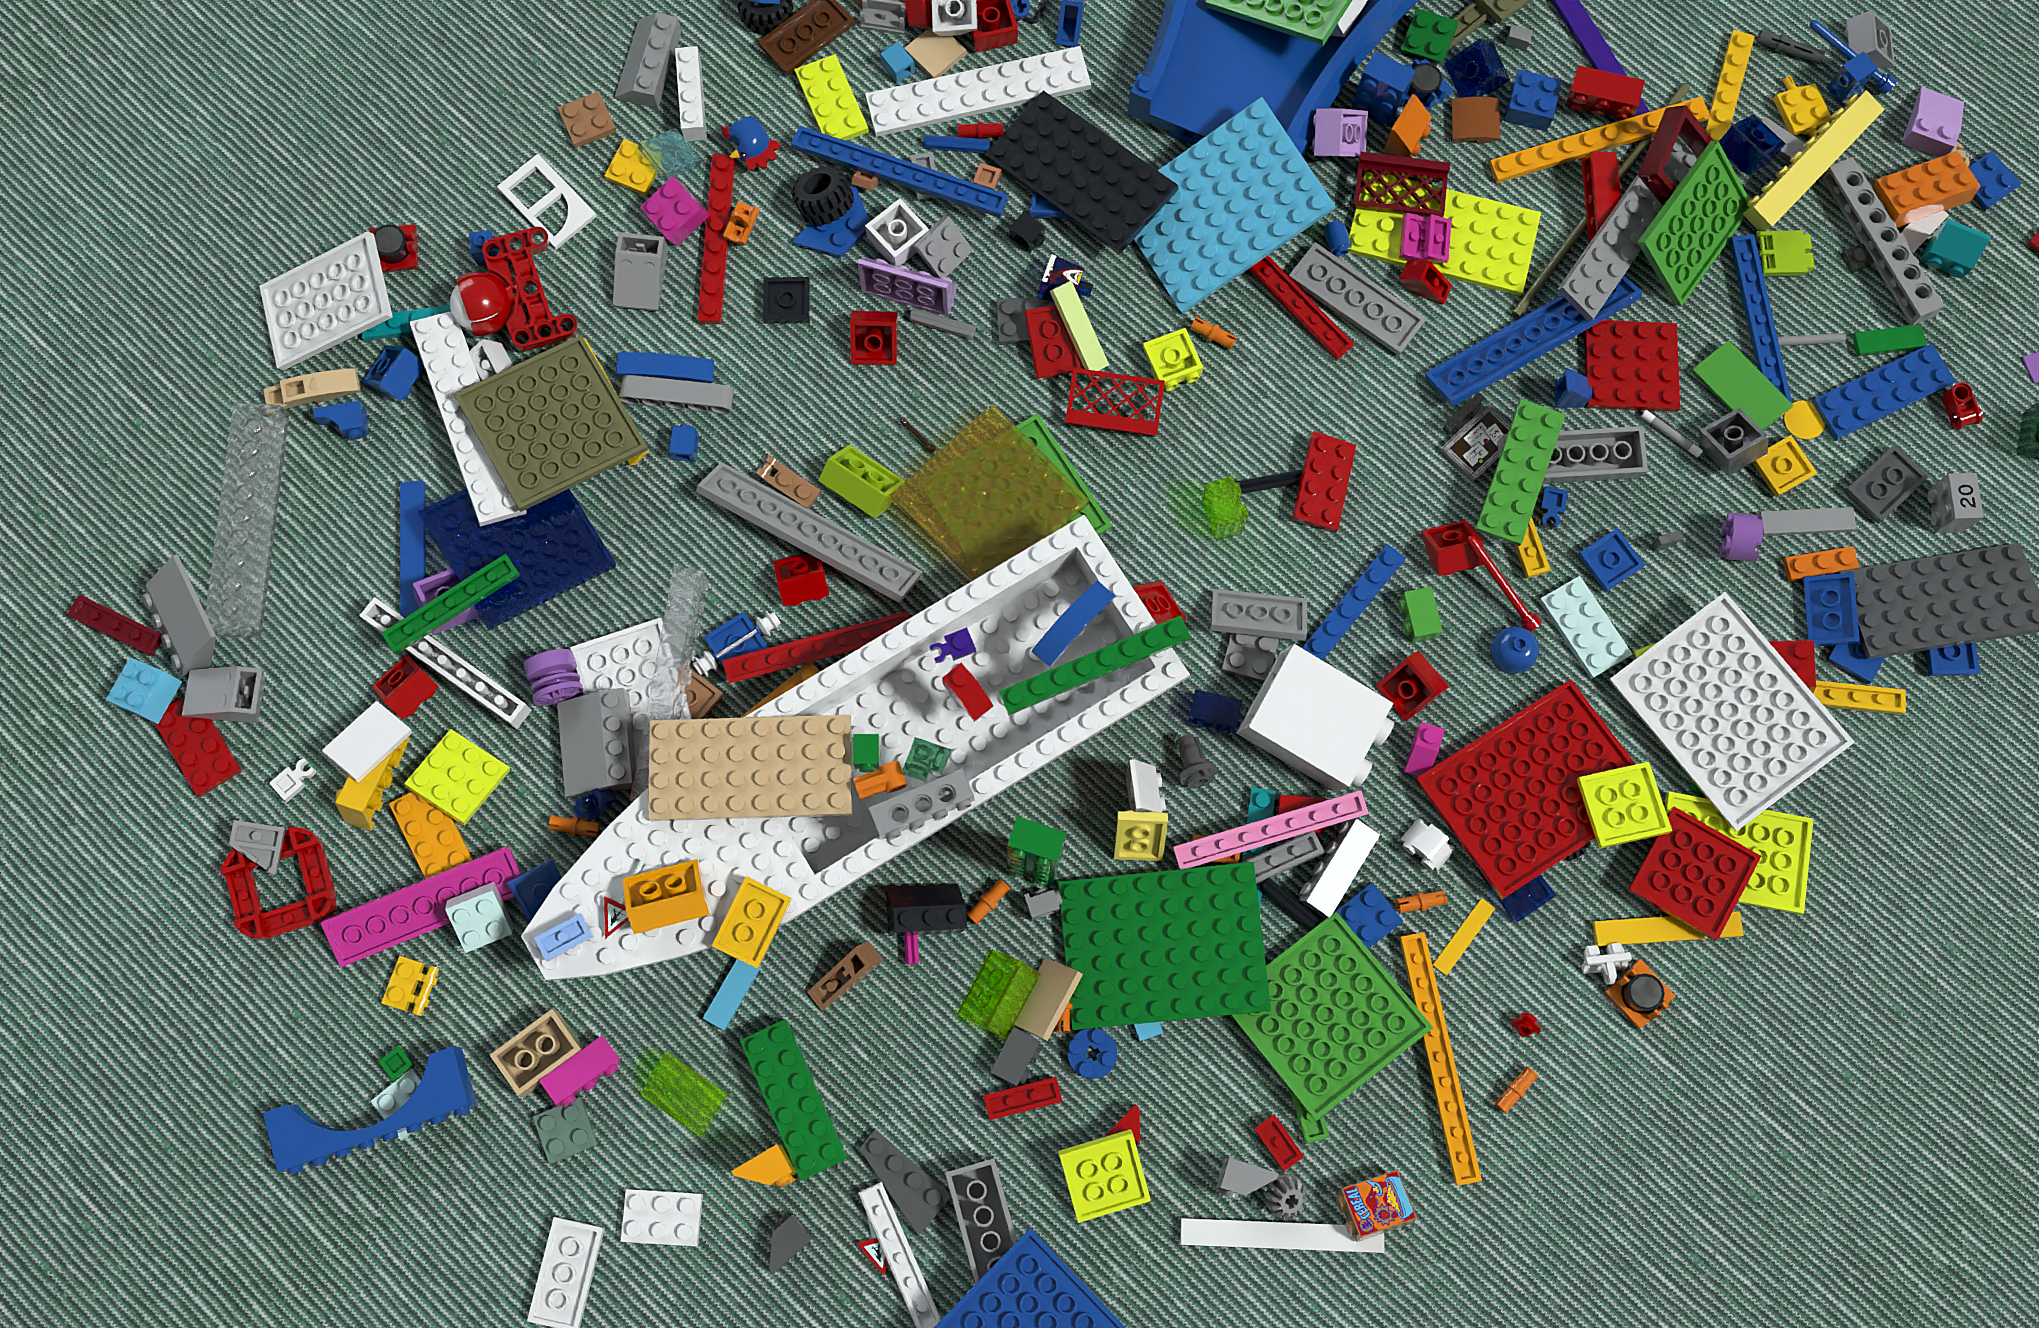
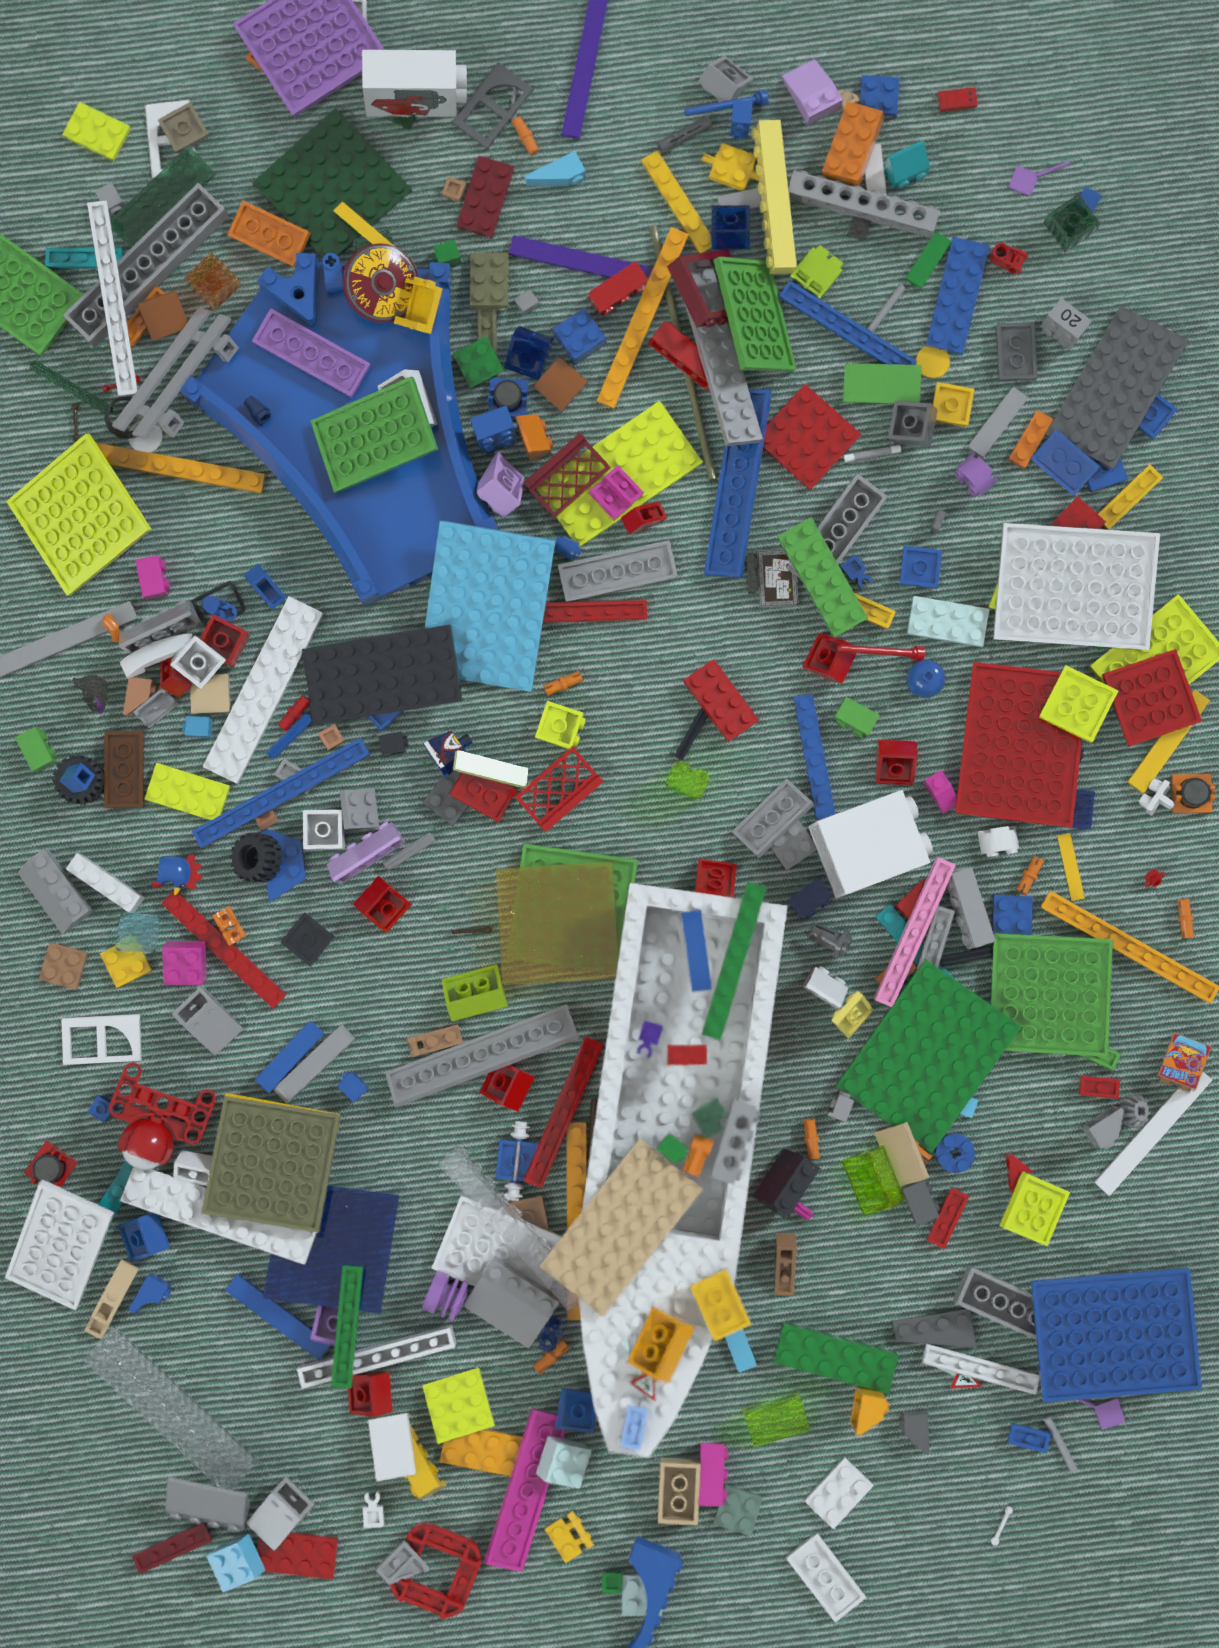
camera: 45 degrees left, 10 degrees up
(1035, 851) = (816, 1092): green brick -> none
(1572, 390) = (794, 492): blue slope -> none

